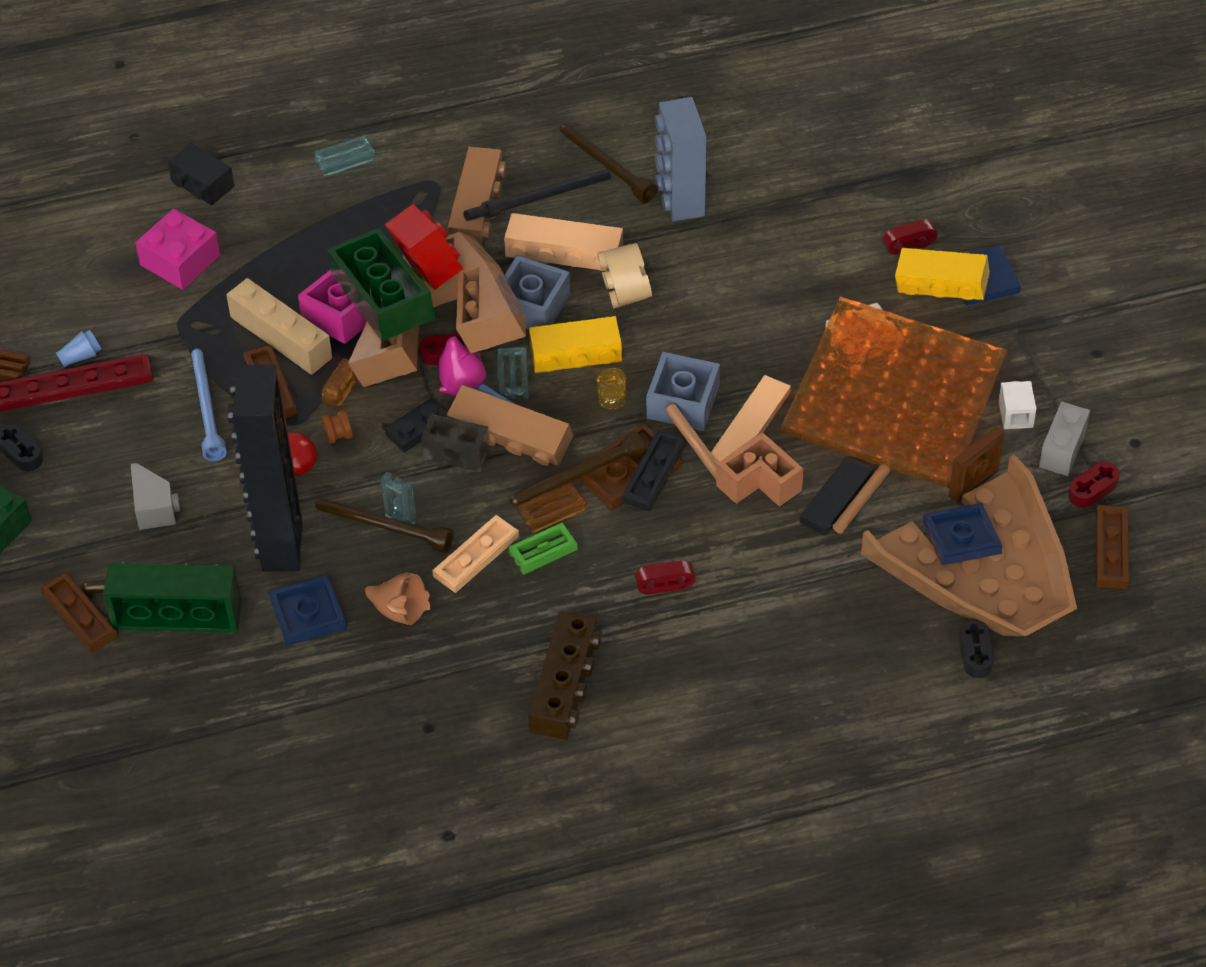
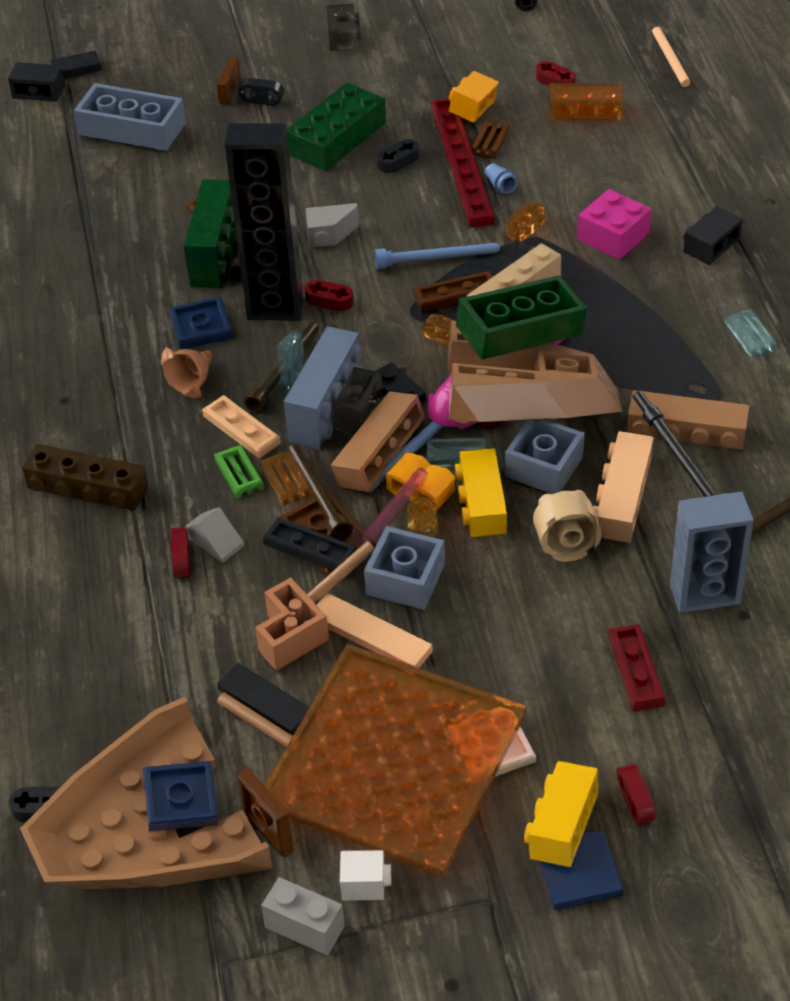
camera: 95 degrees right, 5 degrees down
(152, 331) = (525, 221): none -> clear orange beam
(303, 453) = (368, 306): red hair -> none
(336, 426) = (394, 329): dark orange wheel -> none
(425, 246) = (557, 336): red brick -> none
(443, 467) = (313, 395): none -> sand blue brick
(562, 391) = (437, 486): none -> light orange brick
(617, 394) = (395, 506): none -> clear pink tile
(629, 555) = (215, 534): none -> light grey slope
(771, 241) = (636, 667): none -> dark red tile
(1096, 487) = (248, 942): dark red beam -> none
(1112, 547) = (144, 949): reddish brown plate -> none

